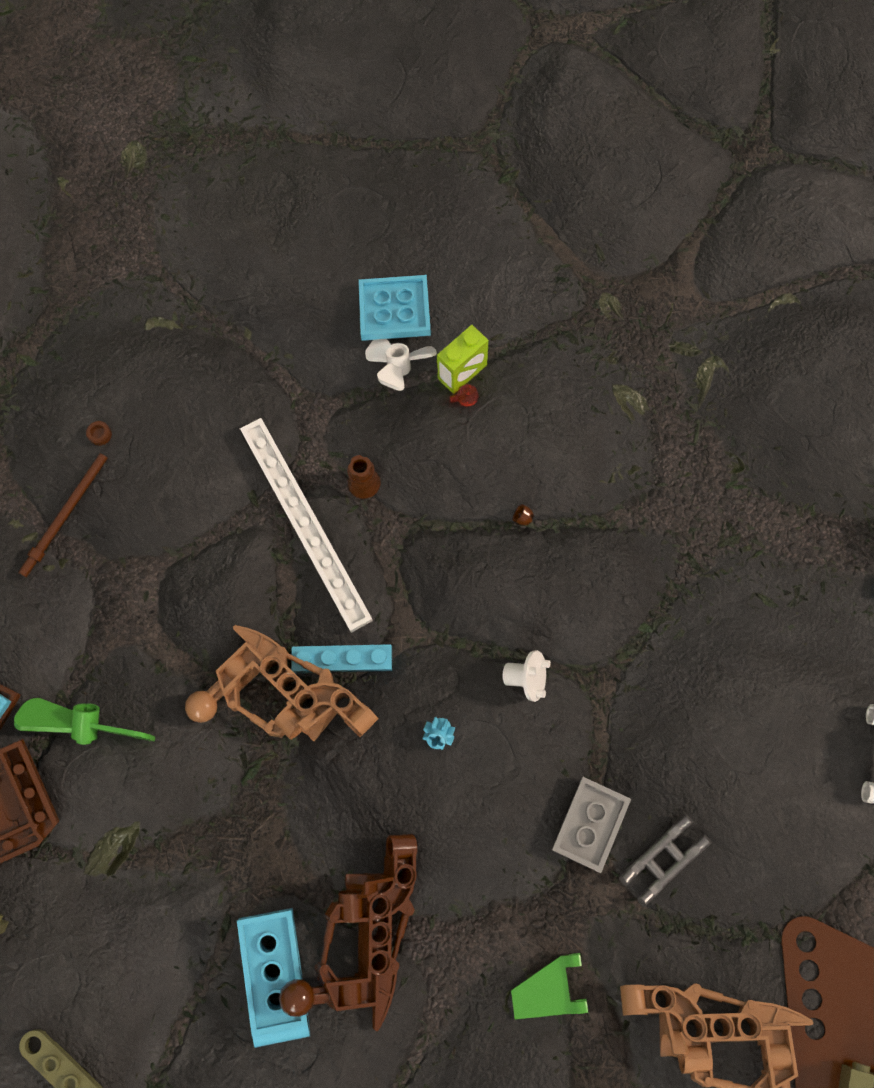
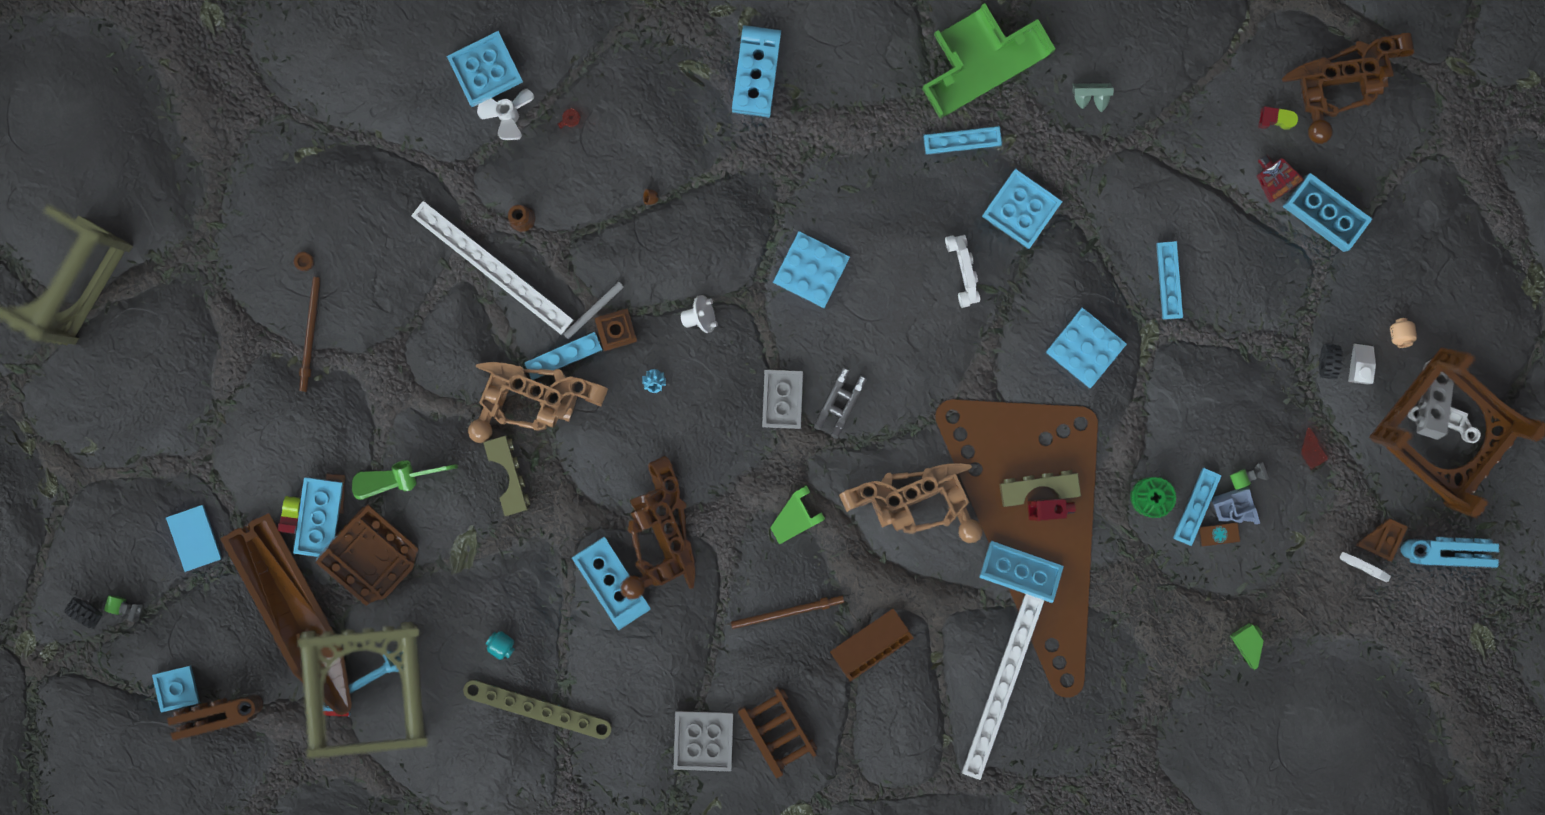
camera: 25 degrees left, 15 degrees up
(96, 998) = (500, 645): none -> teal head
(204, 809) = (513, 499): none -> olive arch
(400, 619) = (593, 310): none -> light grey bar
(424, 666) = (627, 332): none -> reddish brown piece
(462, 359) = (556, 95): lime brick -> none
(686, 677) = (811, 269): none -> medium azure plate
(725, 399) = (755, 41): none -> medium azure hinge

